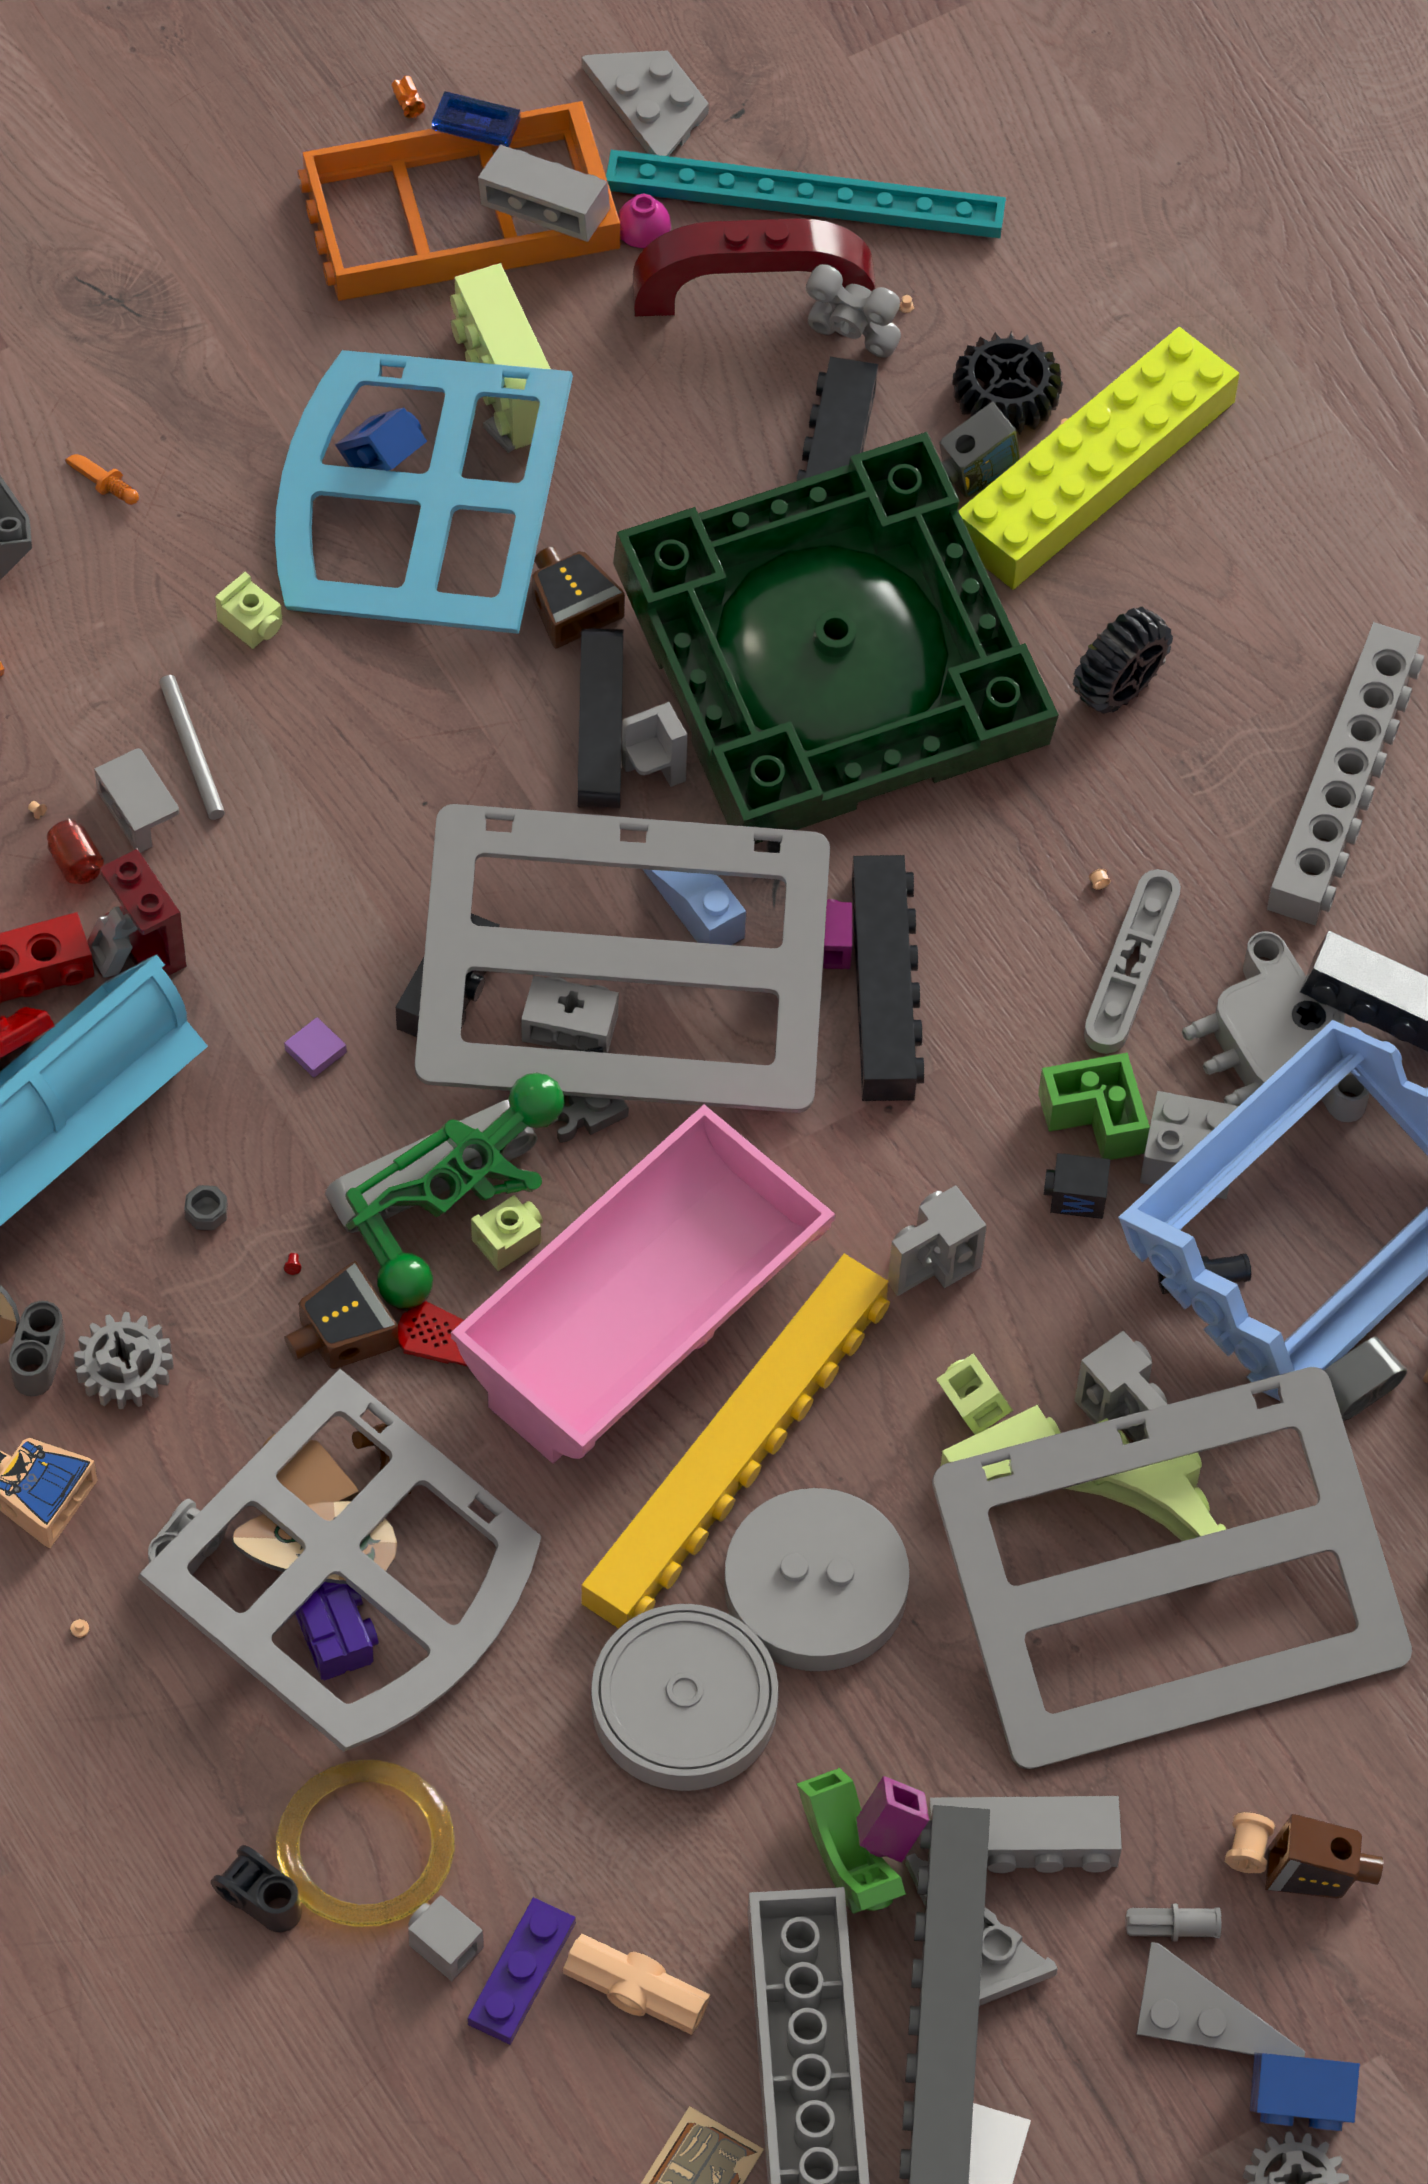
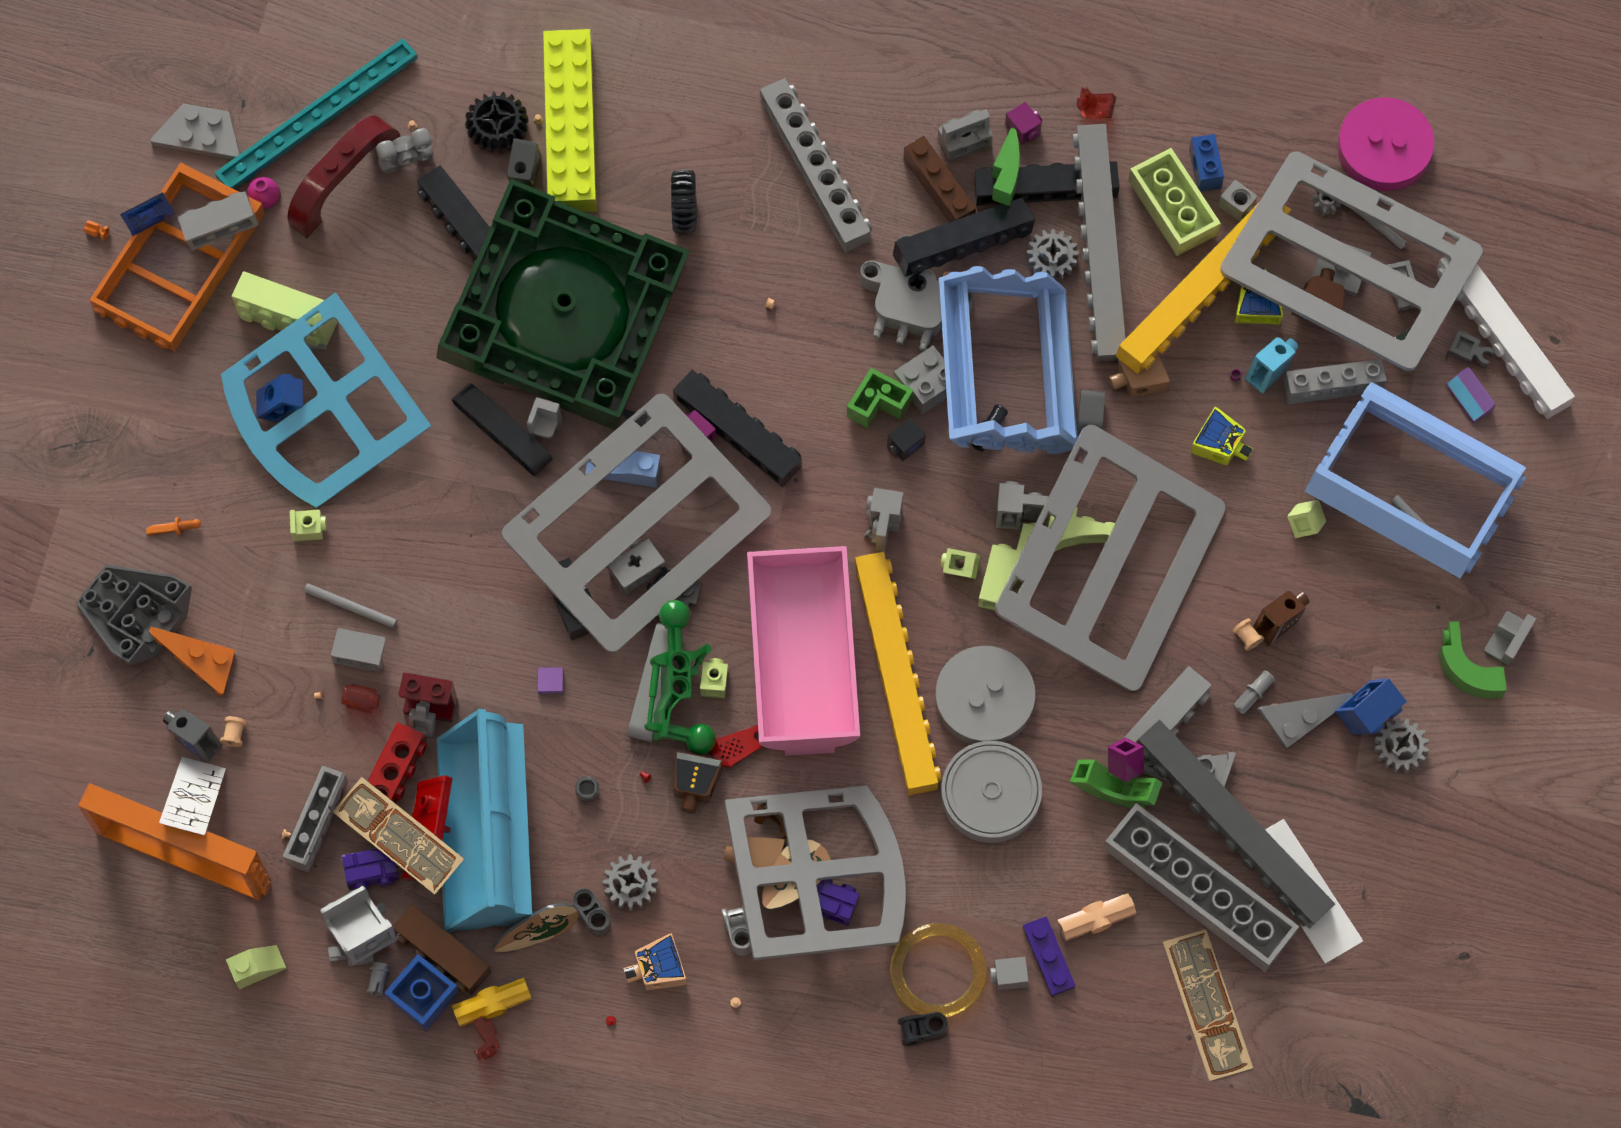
camera: 45 degrees left, 10 degrees up
(574, 595) = (431, 387): torso -> none
(1119, 994) = (811, 306): light grey piece -> none

